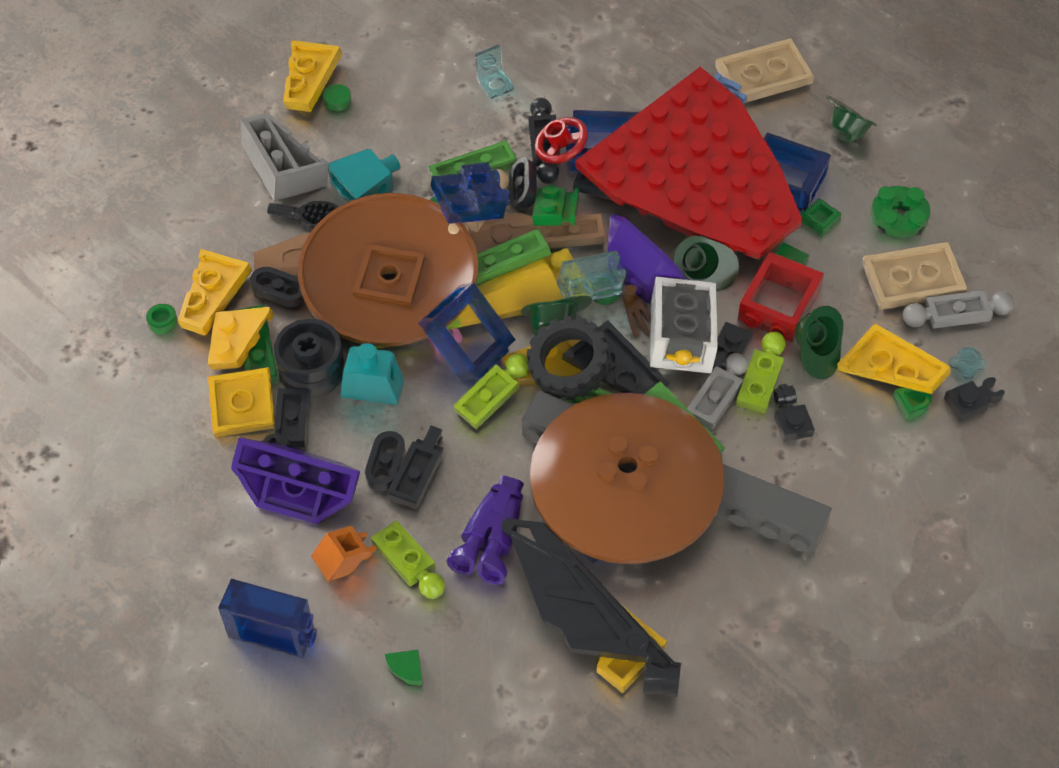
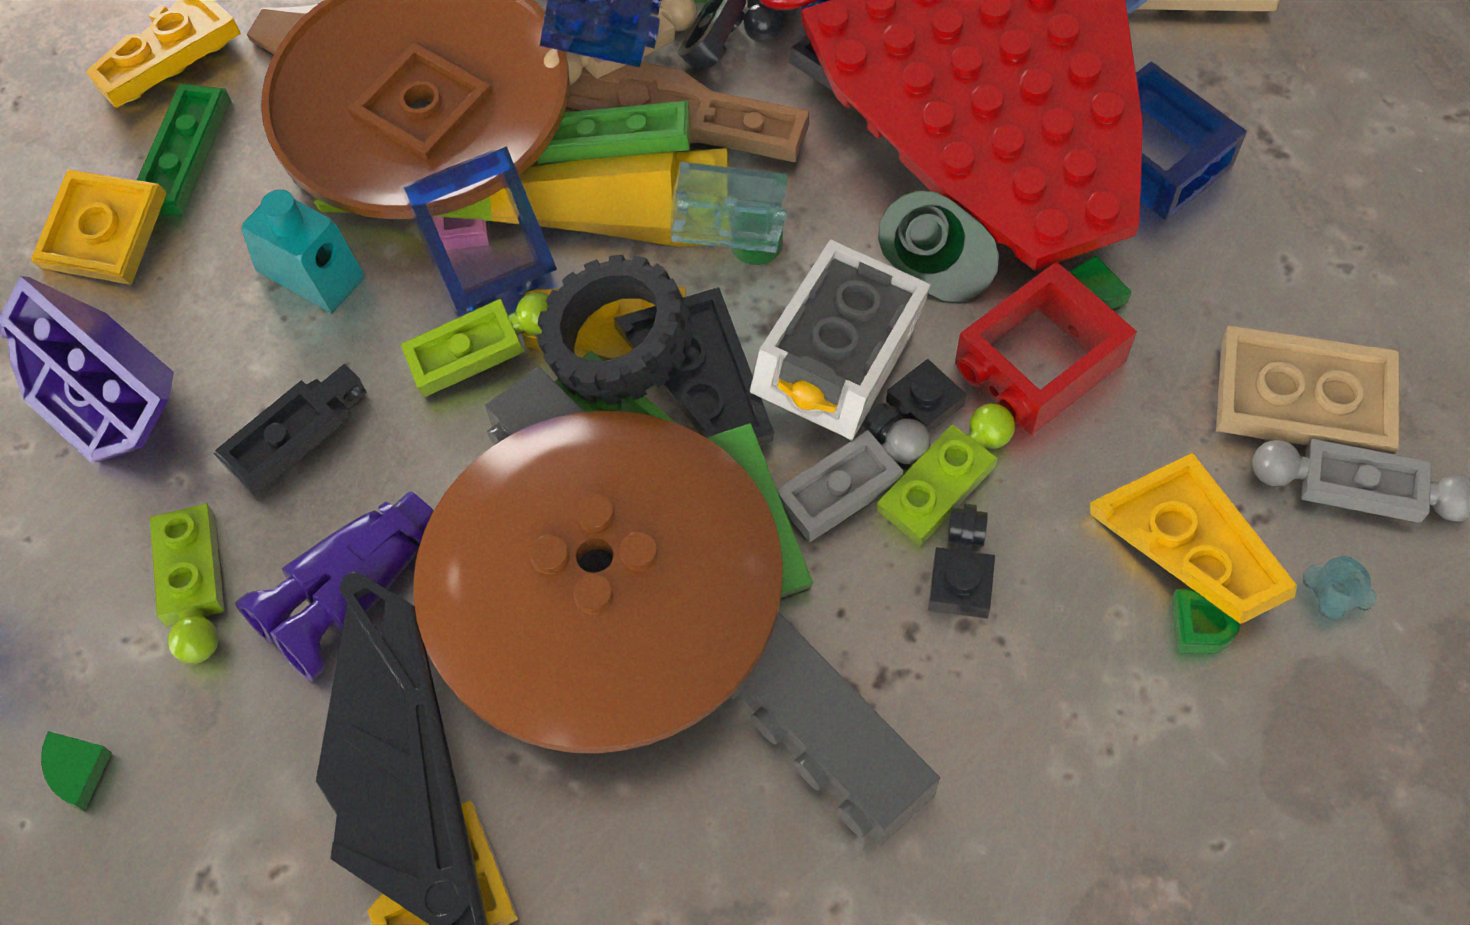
camera: 25 degrees right, 5 degrees up
(161, 318) = (72, 61): green tile -> none
(235, 335) = (147, 122): yellow wing -> none
(280, 286) = (247, 60): black plate -> none
(291, 418) = (152, 277): black hinge -> none
(309, 356) = (218, 182): black wheel -> none
(341, 552) = (77, 526): orange brick -> none
(383, 462) = (245, 394): black plate -> none
(544, 312) = (655, 242): dark green piece -> none
(555, 206) = (742, 77): green plate -> none
(634, 305) = (785, 277): reddish brown piece -> none
(639, 257) = (824, 199): dark purple wedge -> none
(820, 216) = (1185, 234): green tile -> none
(820, 341) = (1075, 452): dark green piece -> none
(847, 122) = (1306, 88): dark green piece -> none
(905, 198) = (1358, 252): green plate -> none
(971, 400) = (1314, 661): black plate -> none

